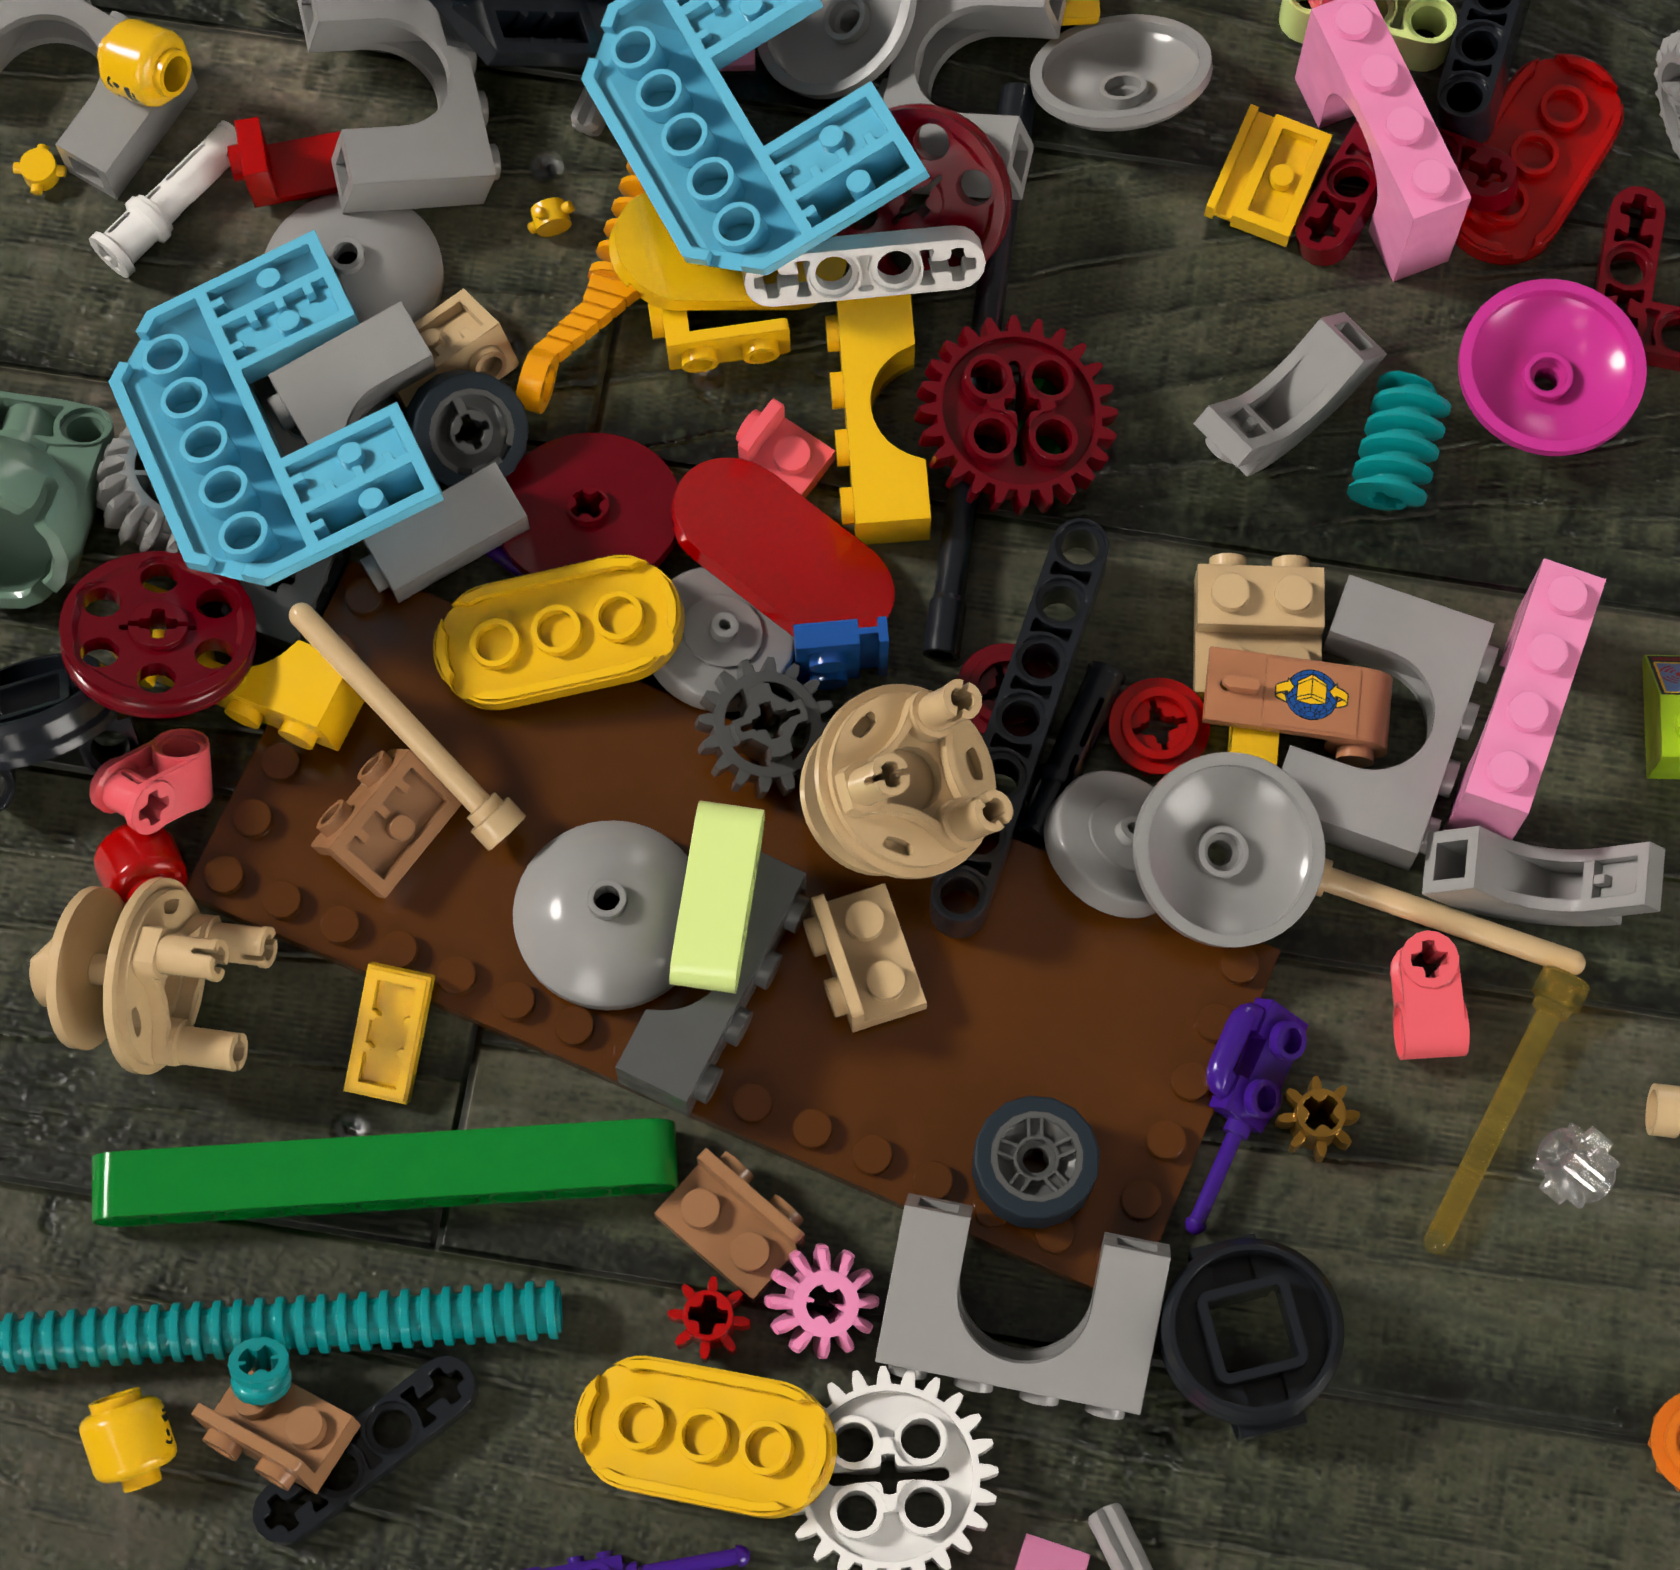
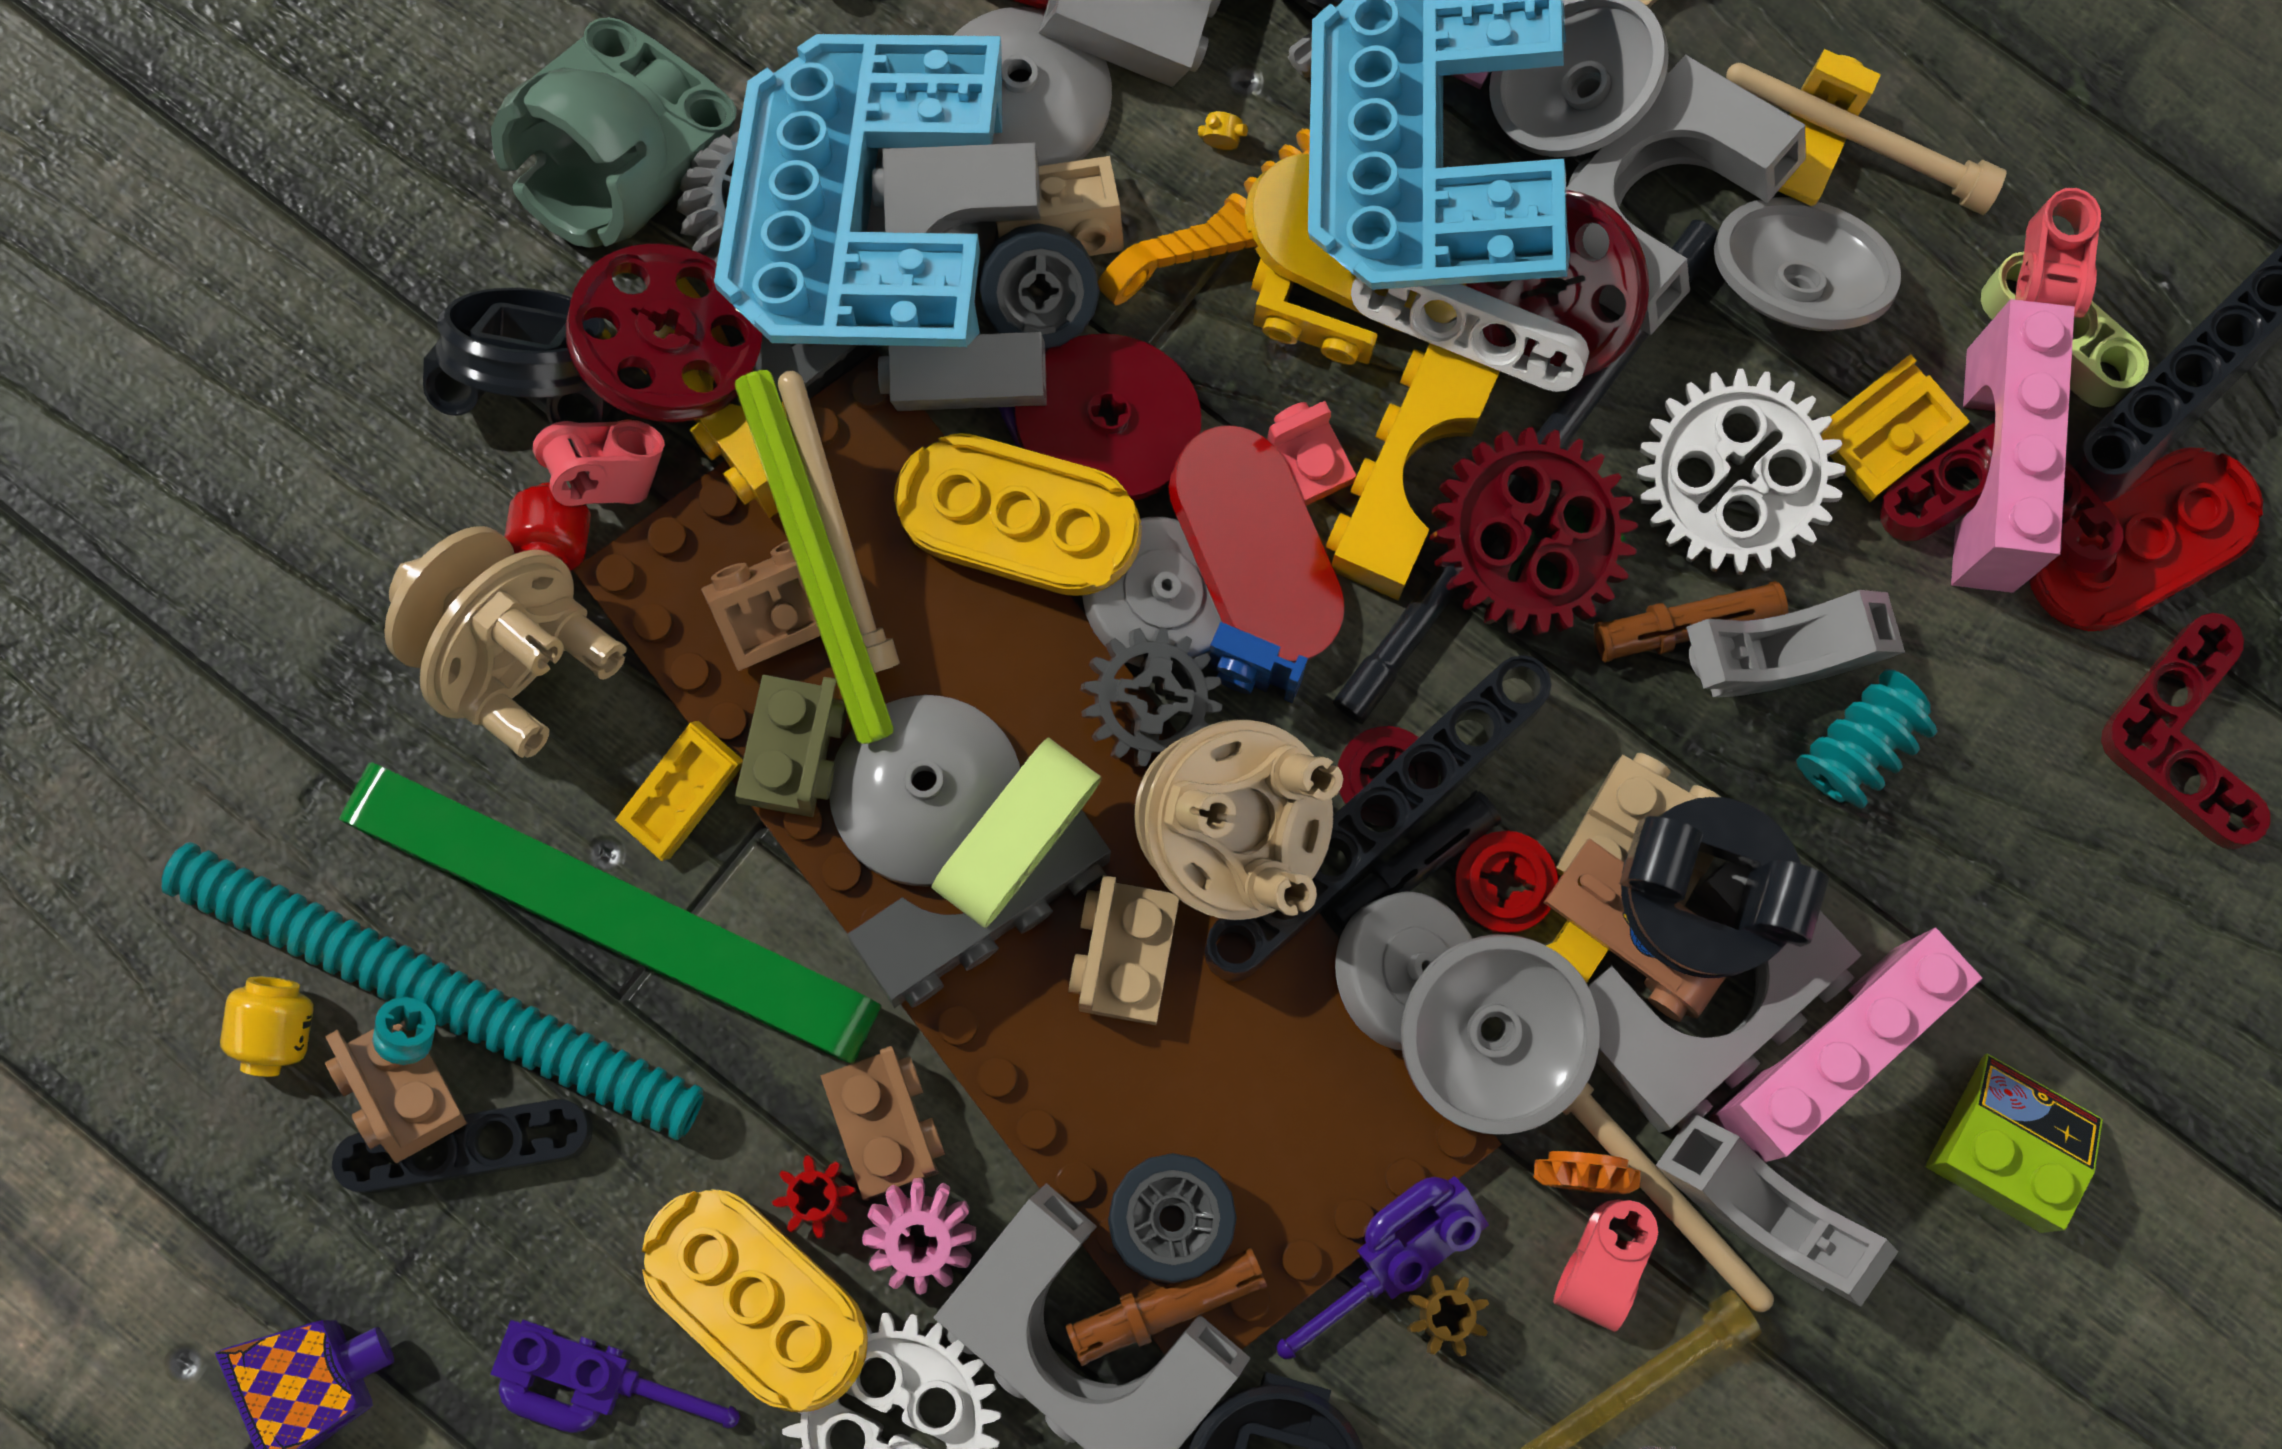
camera: 25 degrees right, 5 degrees up
(403, 756) = (814, 556): none -> lime axle
(467, 937) = (789, 745): none -> olive bracket
(1071, 1242) = (1164, 1307): none -> dark orange pin
(1172, 440) = (1664, 627): none -> dark orange pin
(1214, 290) = (1780, 510): none -> white gear
(1367, 931) = (1587, 1172): none -> orange gear
(1400, 614) = (1776, 905): none -> black piece
(1560, 335) = (2083, 724): dark pink dish -> none

